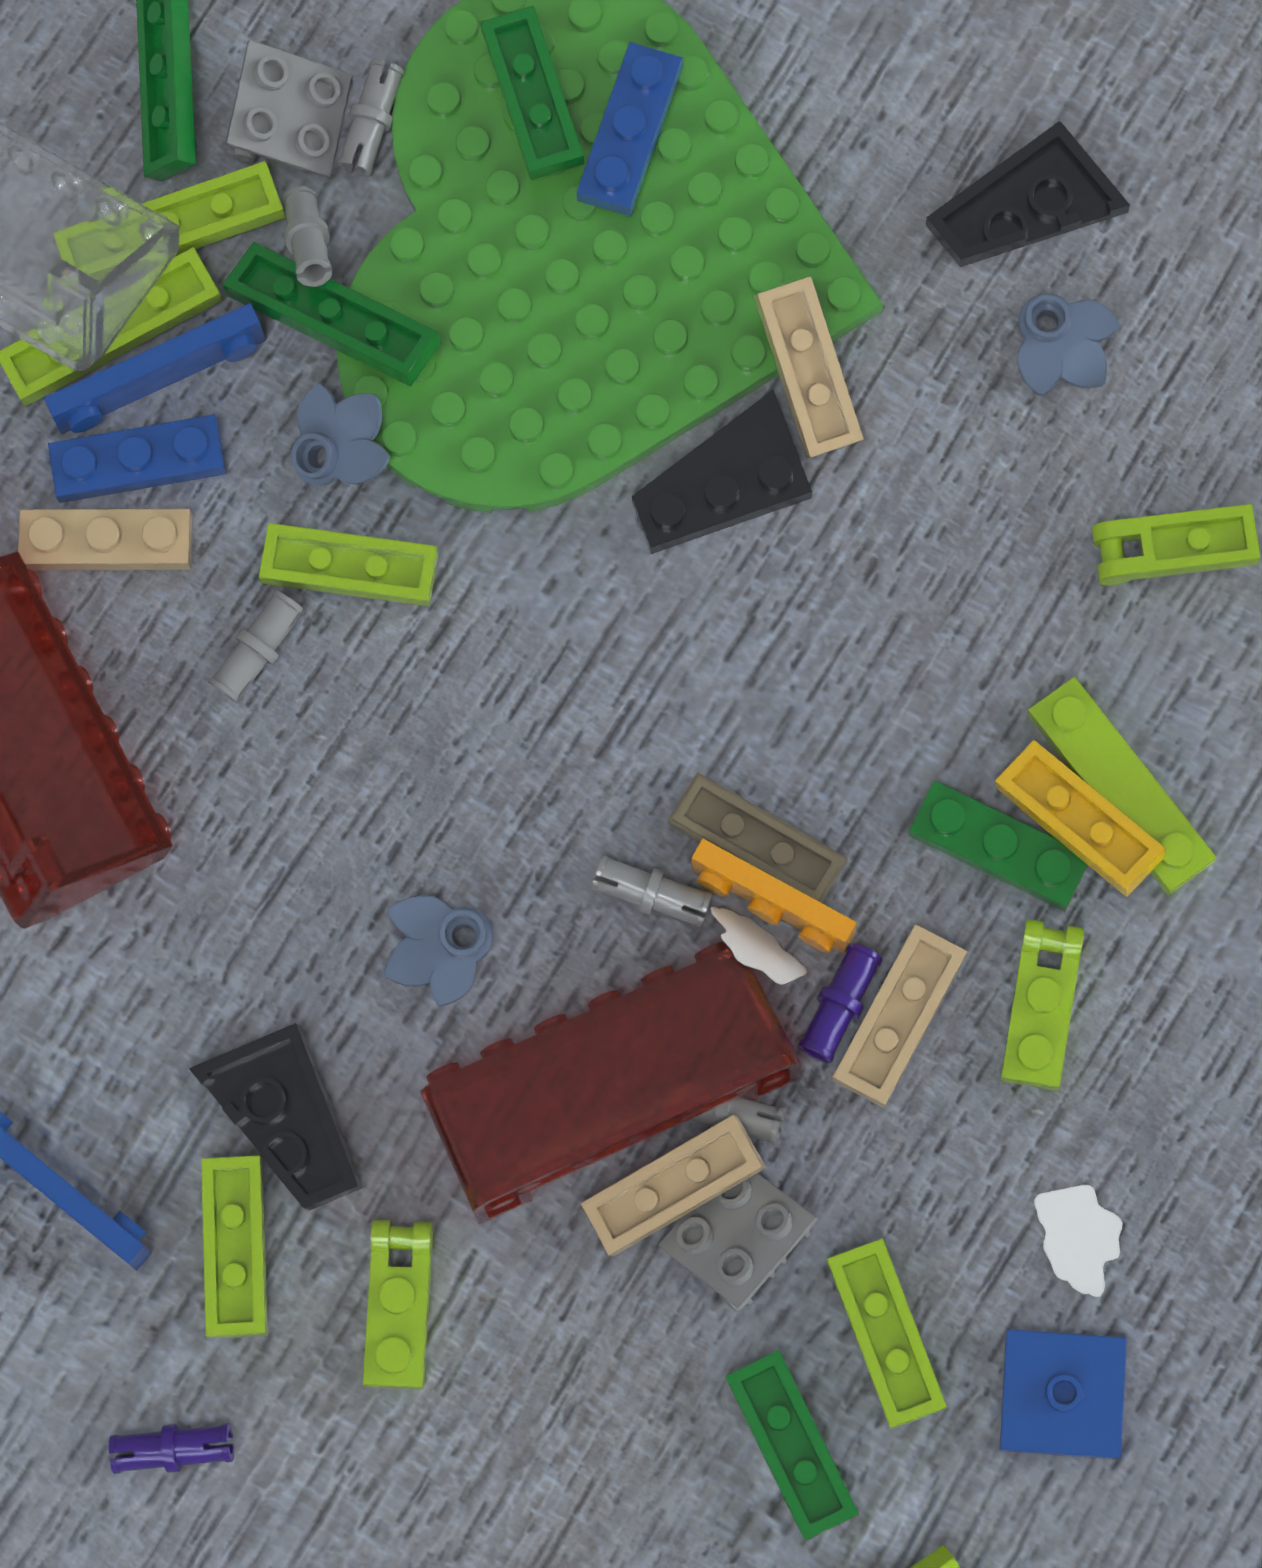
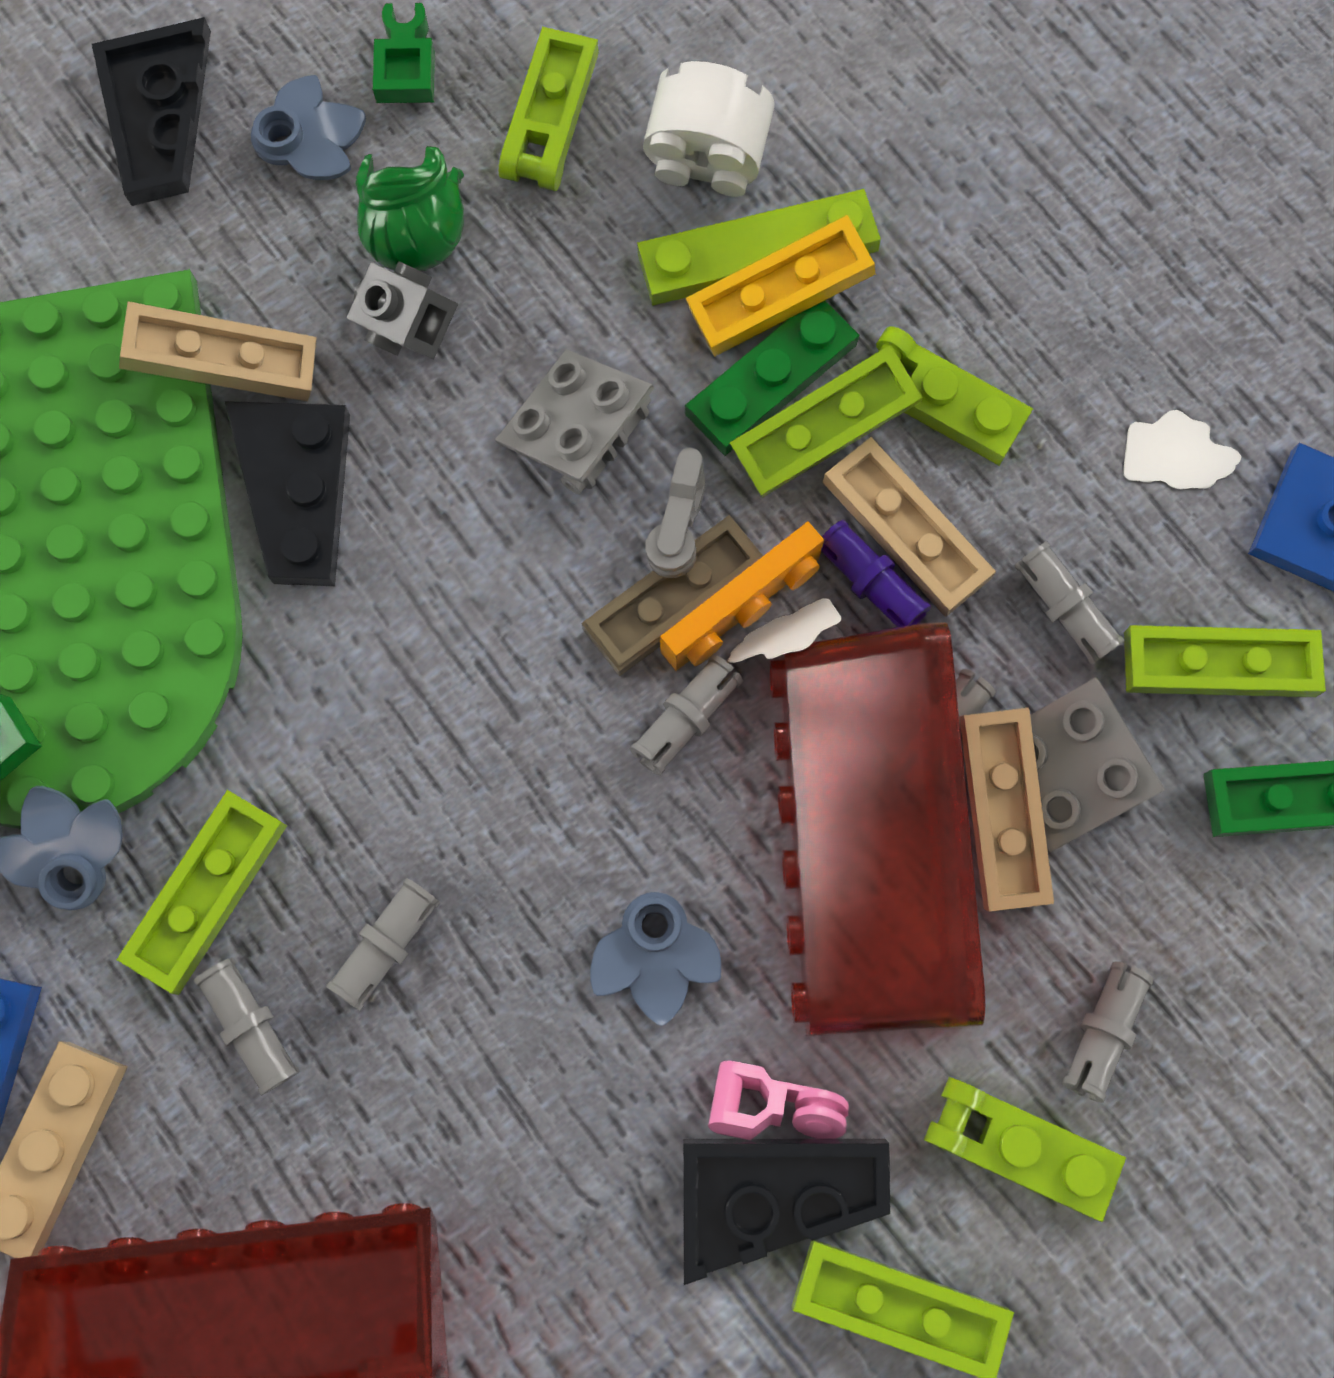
camera: 75 degrees left, 0 degrees up
(359, 1123) = (817, 1112): none -> bright pink piece
(362, 724) = (383, 944): none -> light grey pin
(520, 1339) = (1108, 1031): none -> light grey pin
(792, 817) = (671, 545): none -> light grey piece
(882, 691) = (577, 418): none -> light grey hinge
(886, 1181) = (1069, 602): none -> light grey pin
(913, 501) = (401, 310): none -> dark grey brick
(962, 906) = (826, 421): none -> lime plate
(1009, 469) = (410, 211): none -> green hair
(1166, 398) = (404, 61): none -> green plate
(1203, 692) = (708, 127): none -> white brick

